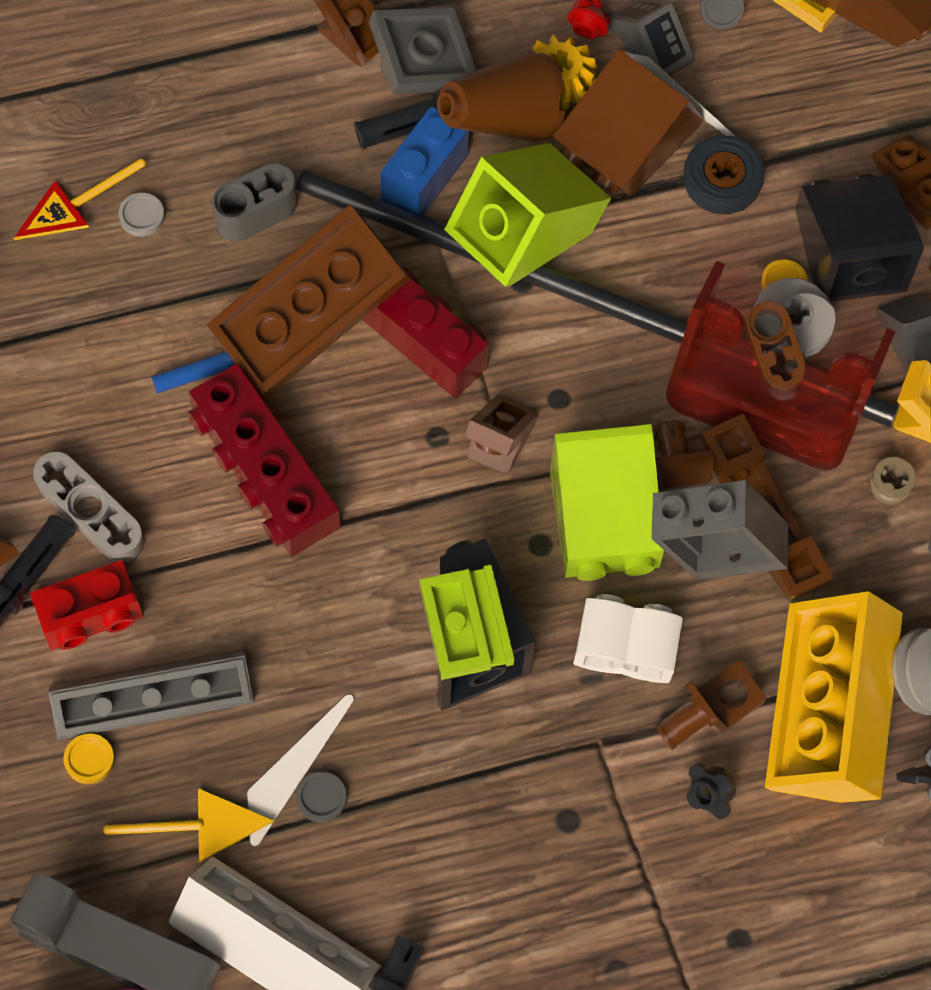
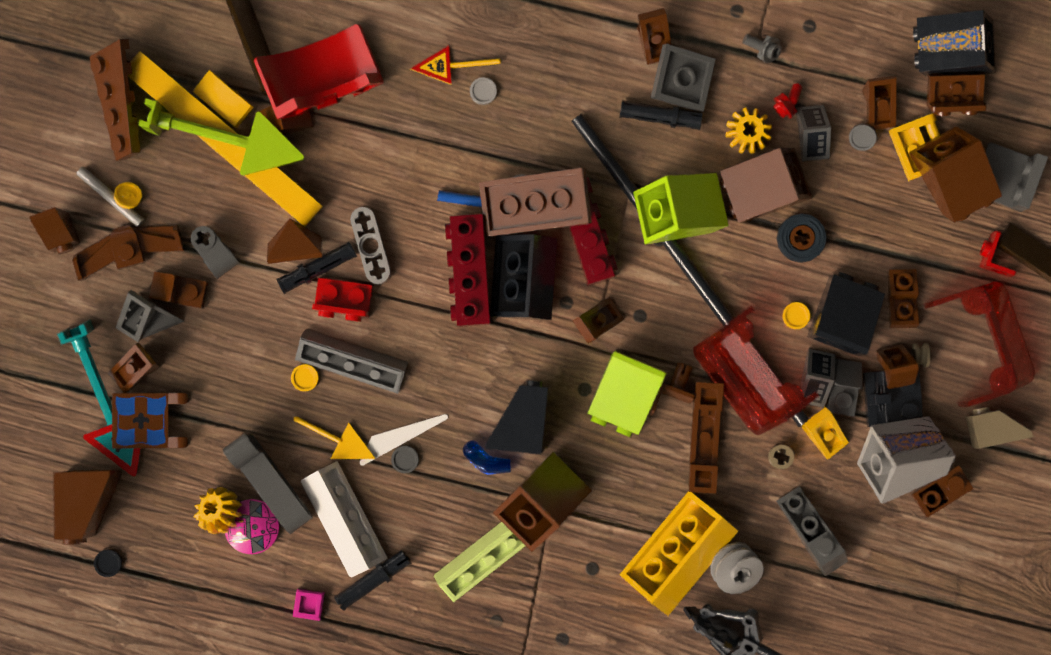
camera: 35 degrees right, 20 degrees up
(269, 187) = (550, 112): dark grey beam -> none
(352, 426) = (523, 277): none -> black slope
(424, 163) = (645, 147): blue brick -> none
(450, 729) = (483, 461): none -> clear blue arm
(466, 622) = (511, 429): lime plate -> none
(507, 98) = (704, 139): reddish brown cone -> none
(538, 874) = (478, 561): none -> yellowish green slope
(577, 731) = (542, 502): none -> reddish brown slope
(628, 639) = (595, 466): white brick -> none
(649, 64) = (806, 172): white sticker -> none
(707, 708) = (614, 522): reddish brown bracket -> none
(711, 789) = (591, 564): black plate -> none
(734, 523) = (669, 444): dark grey window -> none
(790, 354) = (755, 356): reddish brown beam -> none
(807, 305) = (787, 357): light grey piece -> none
(861, 334) = (818, 375): none -> slope

